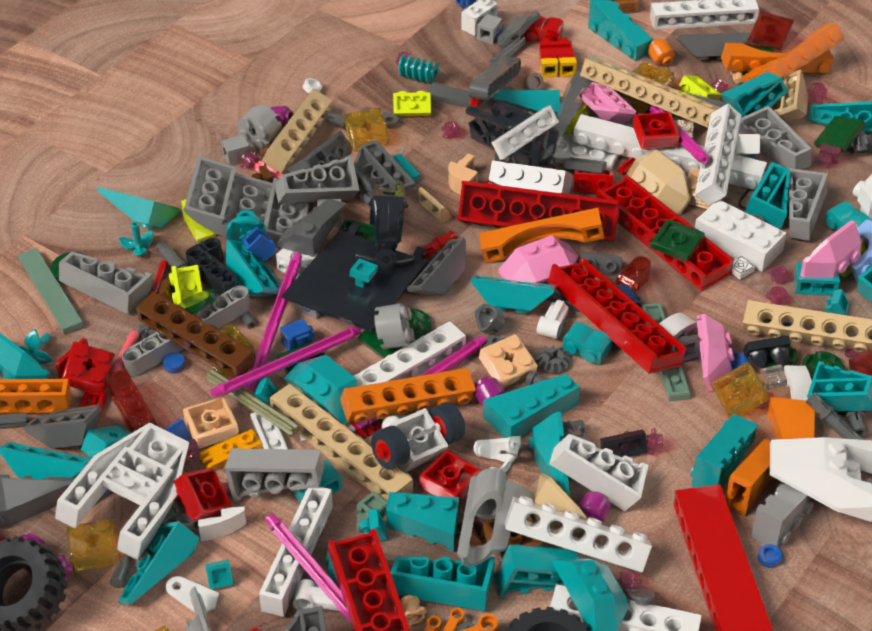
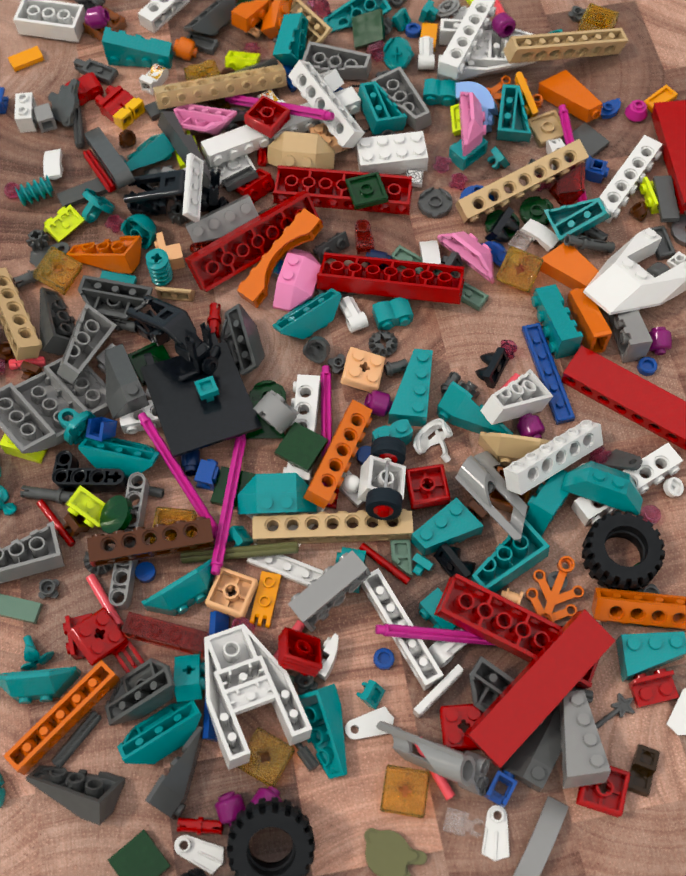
camera: 45 degrees left, 20 degrees up
(99, 318) = (45, 584): none -> dark grey plate
(177, 388) = (182, 593): none -> teal wedge
(260, 563) = (383, 659): none -> blue tile
(262, 616) = (438, 691): none -> white tile
(297, 313) = (190, 463): none -> dark blue brick
(348, 504) = (385, 564): none -> red bar
(379, 99) = (37, 240): none -> dark grey gear
(384, 365) = (301, 447): none -> dark green tile
(401, 539) = (449, 560): none -> black tile
(419, 148) = (114, 256): none -> orange wedge
(440, 176) = (159, 267): none -> teal piece
(451, 105) = (95, 206): none -> teal tile
(454, 62) = (52, 164): none -> white slope
(459, 143) = (140, 226): none -> teal cylinder
(477, 422) = (400, 429): none -> teal brick
(572, 25) = (102, 72): none -> dark grey hinge
(614, 55) = (154, 78): none -> white leg
(663, 494) = (548, 373): none -> blue tile
(684, 60) = (204, 44): none -> dark grey tile
(734, 296) = (435, 203): none -> dark grey tile
(805, 542) = (661, 340): none -> magenta head
(845, 168) = (397, 53): none -> teal tile

